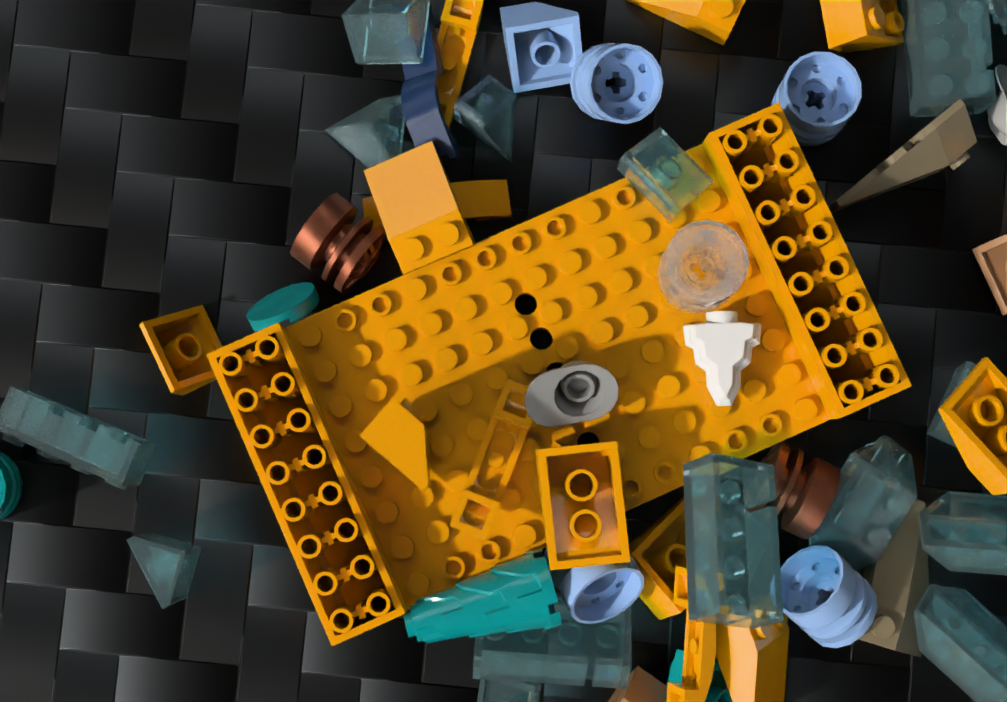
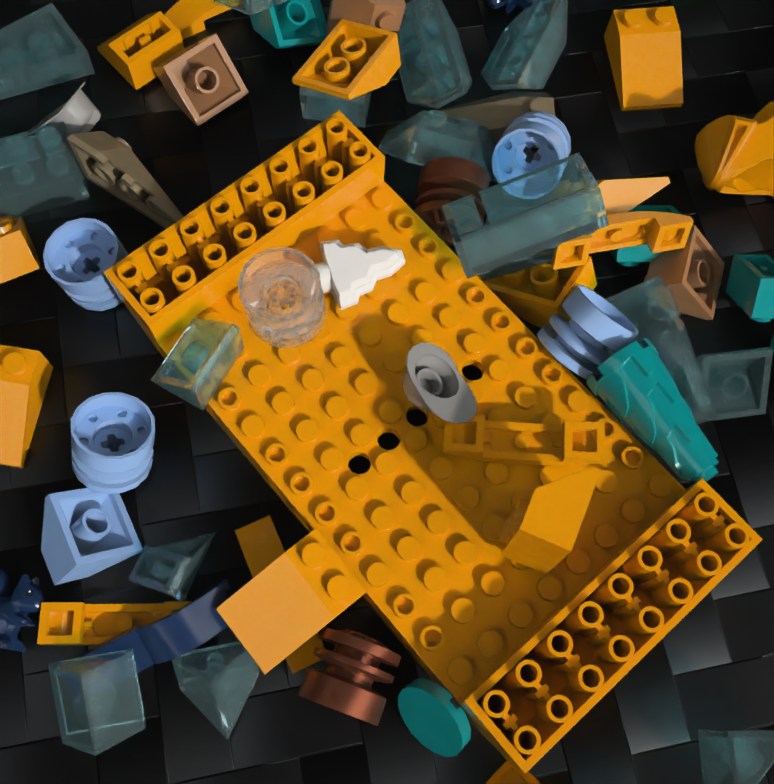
camera: 110 degrees left, 15 degrees down
(583, 505) = (536, 347): light orange slope -> none

